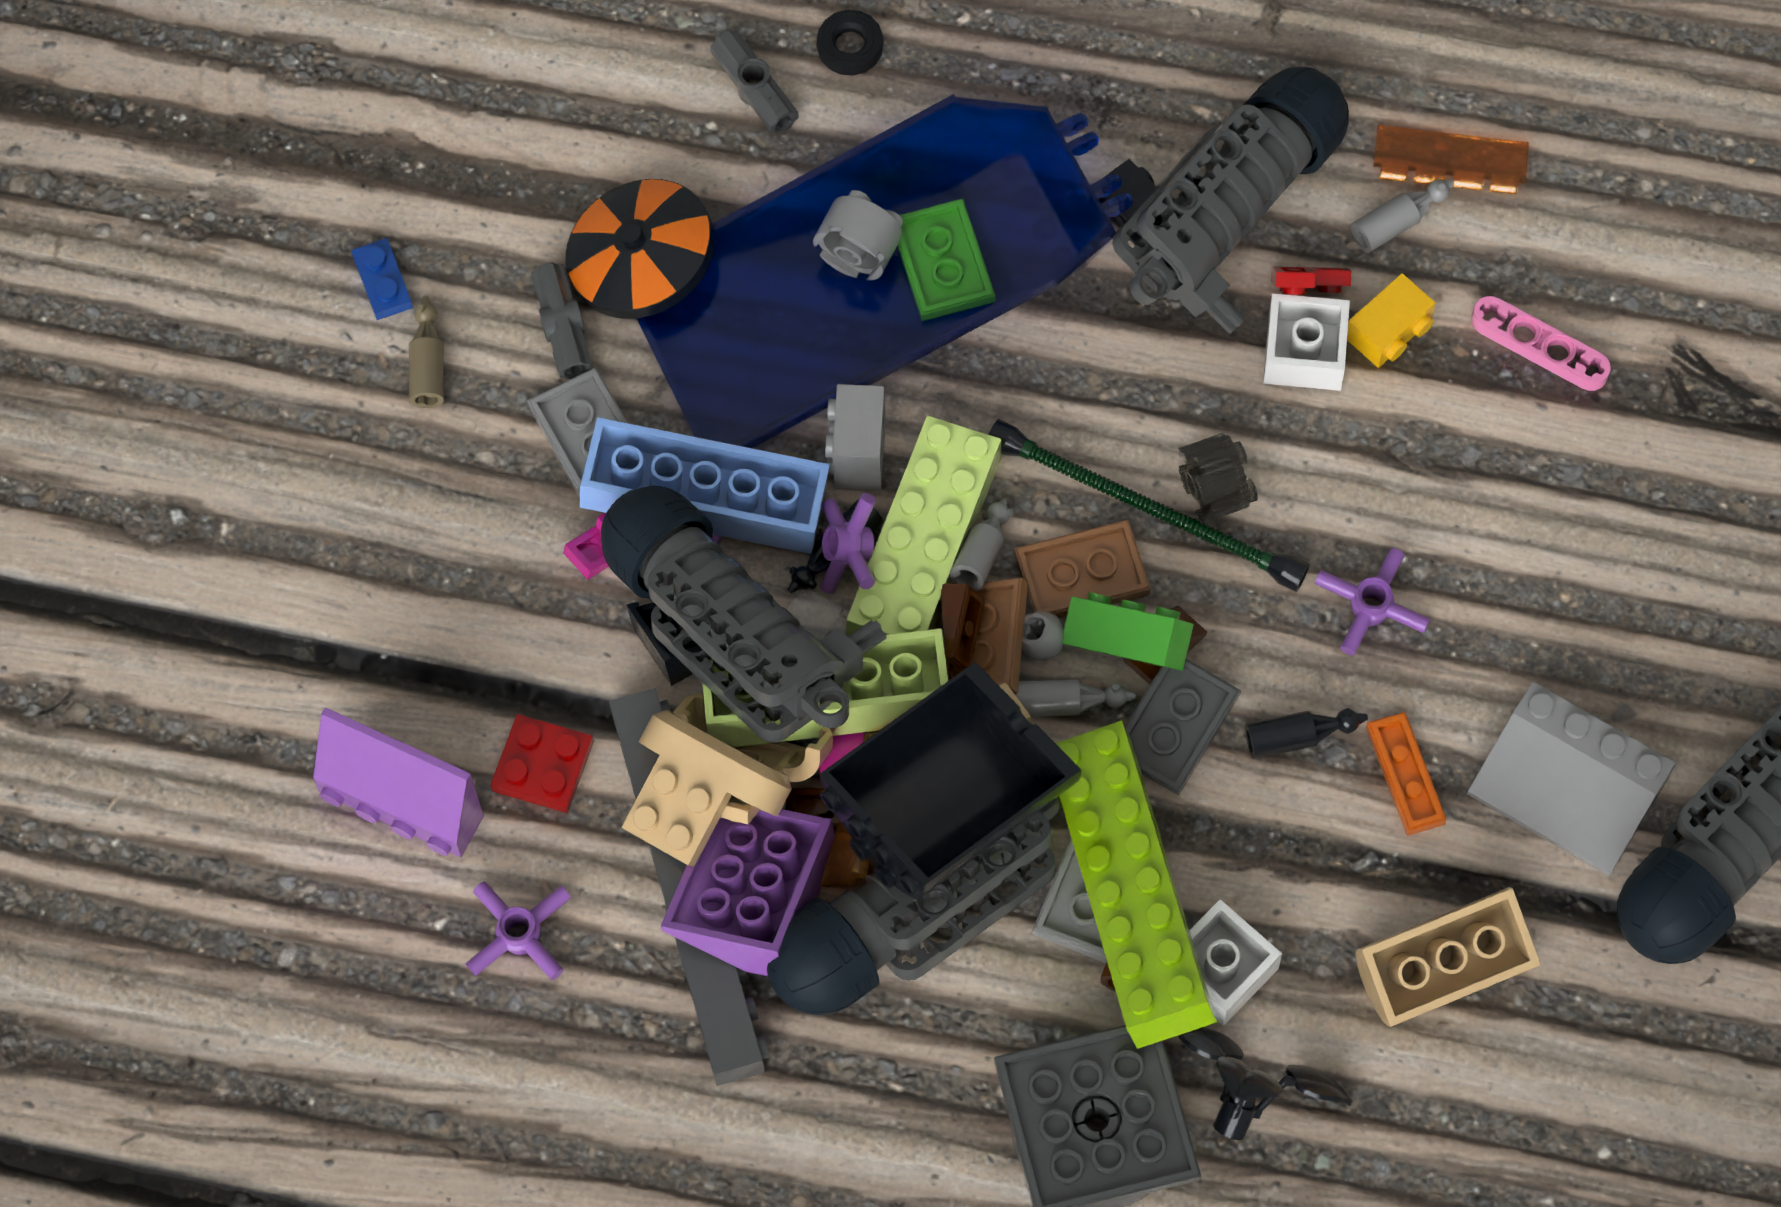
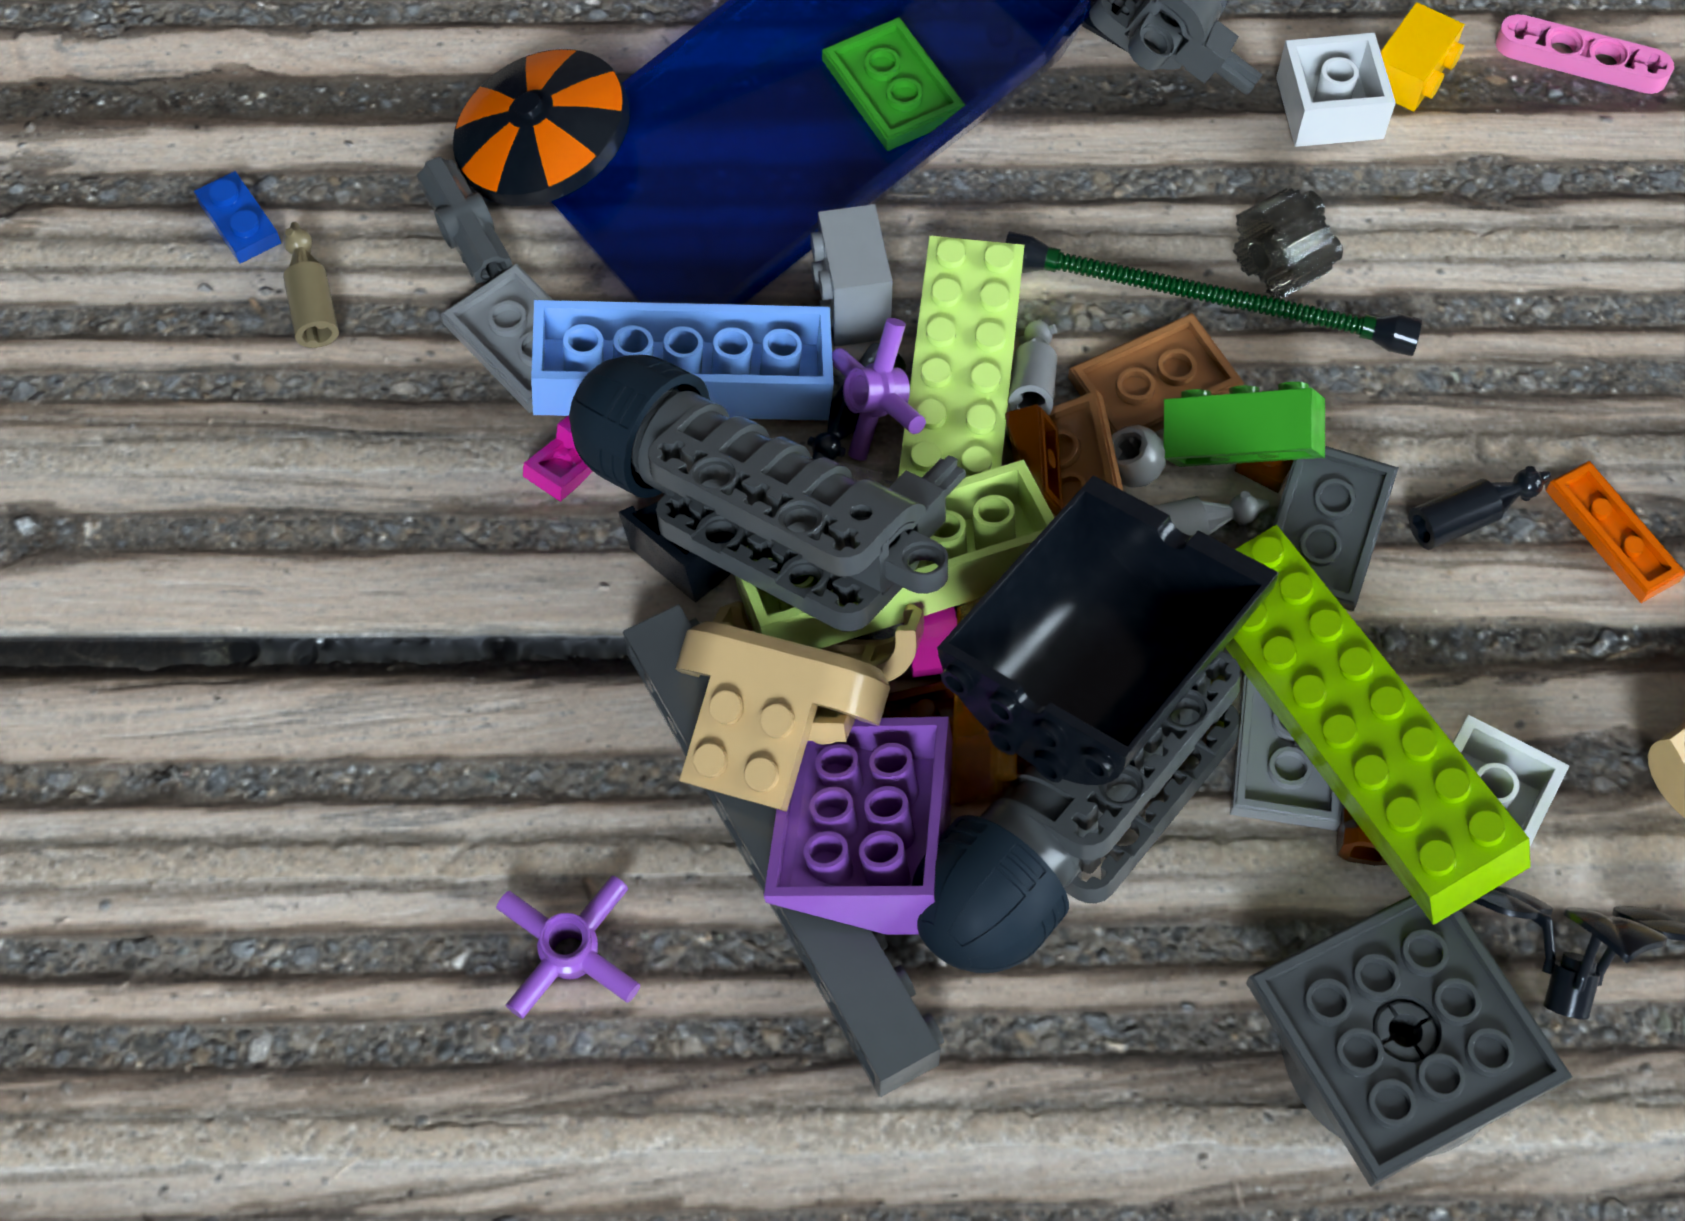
camera: 15 degrees left, 5 degrees down
(395, 784) = (365, 785): medium lavender slope -> none
(542, 763) = (551, 729): red plate -> none
(858, 236) = (795, 65): light grey brick -> none
(1296, 279) = (1311, 24): red plate -> none
(1372, 615) = (1507, 347): medium lavender bar -> none

